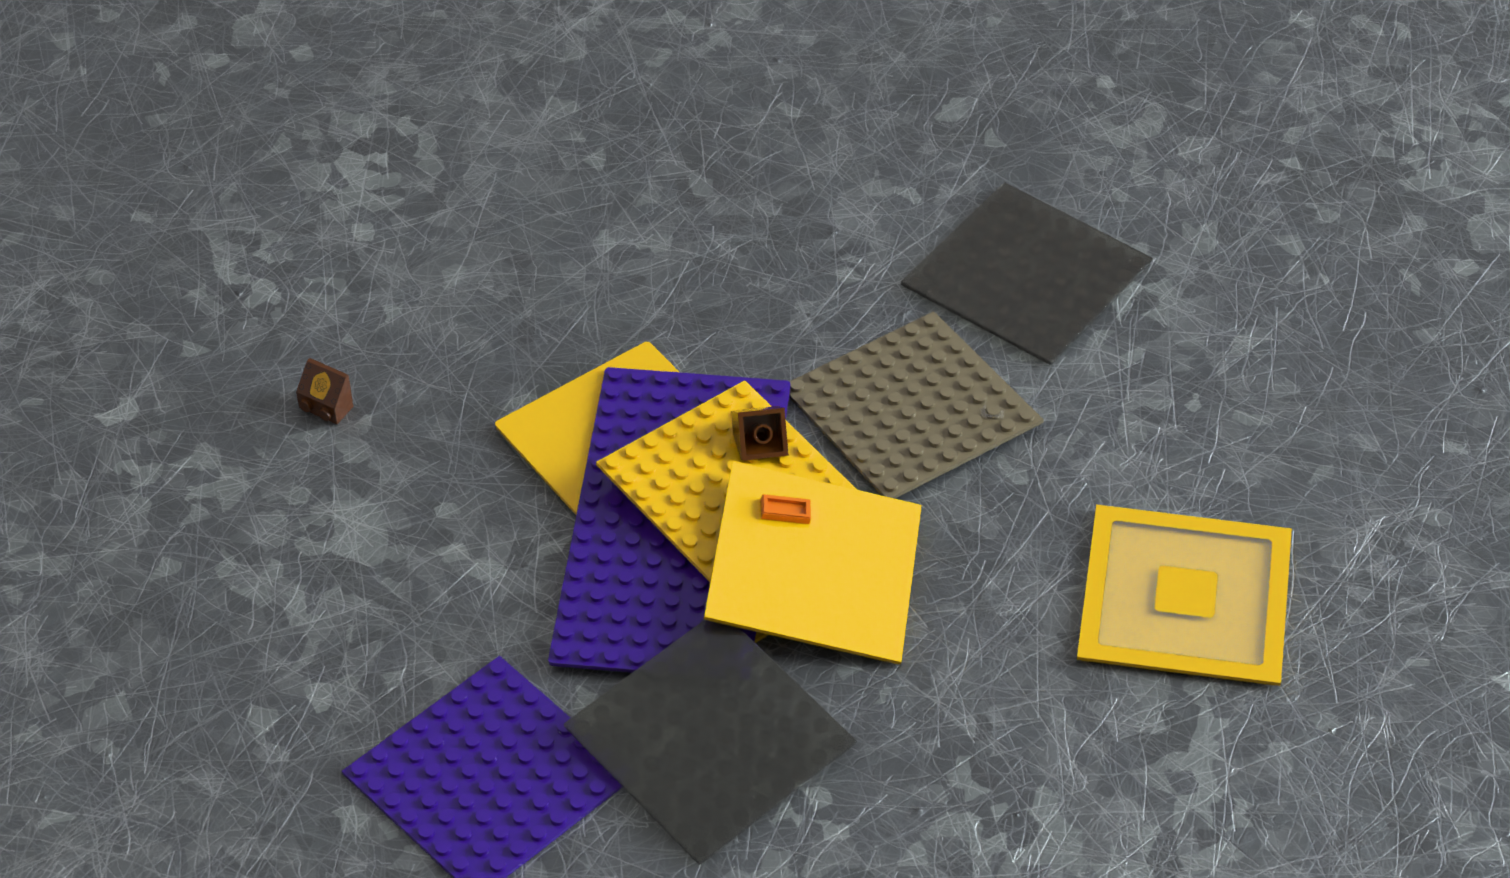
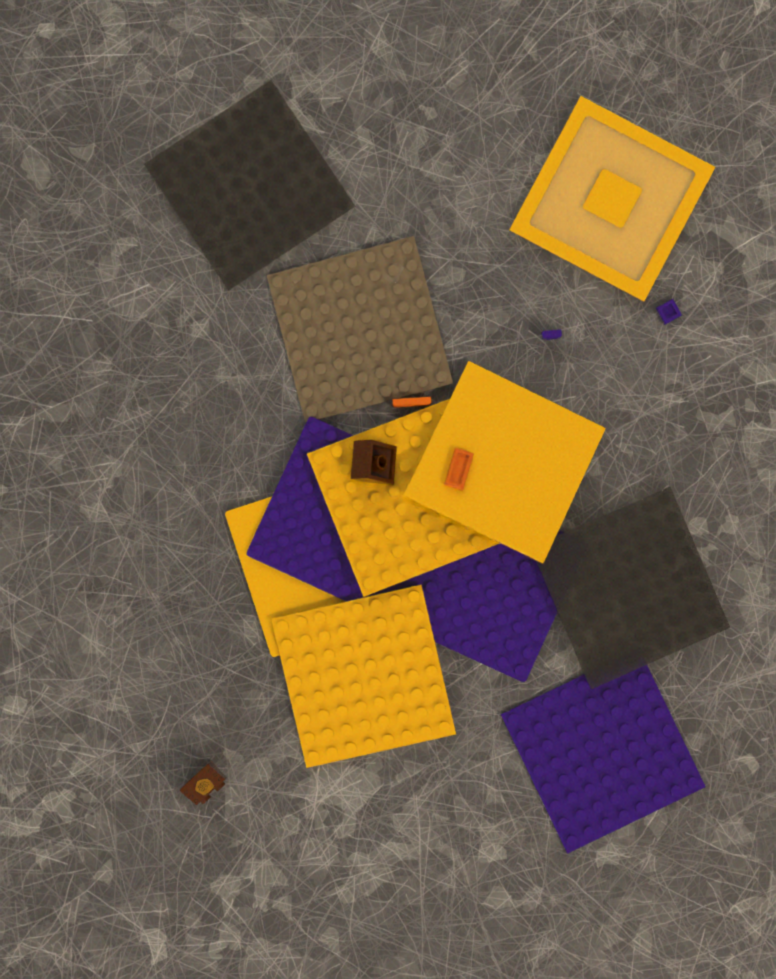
camera: 70 degrees left, 40 degrees up
(501, 508) = (363, 676): none -> yellow baseplate
(847, 466) = (411, 402): none -> orange tile
(990, 575) = (551, 334): none -> dark purple tile
(1076, 688) = (668, 311): none -> dark purple tile

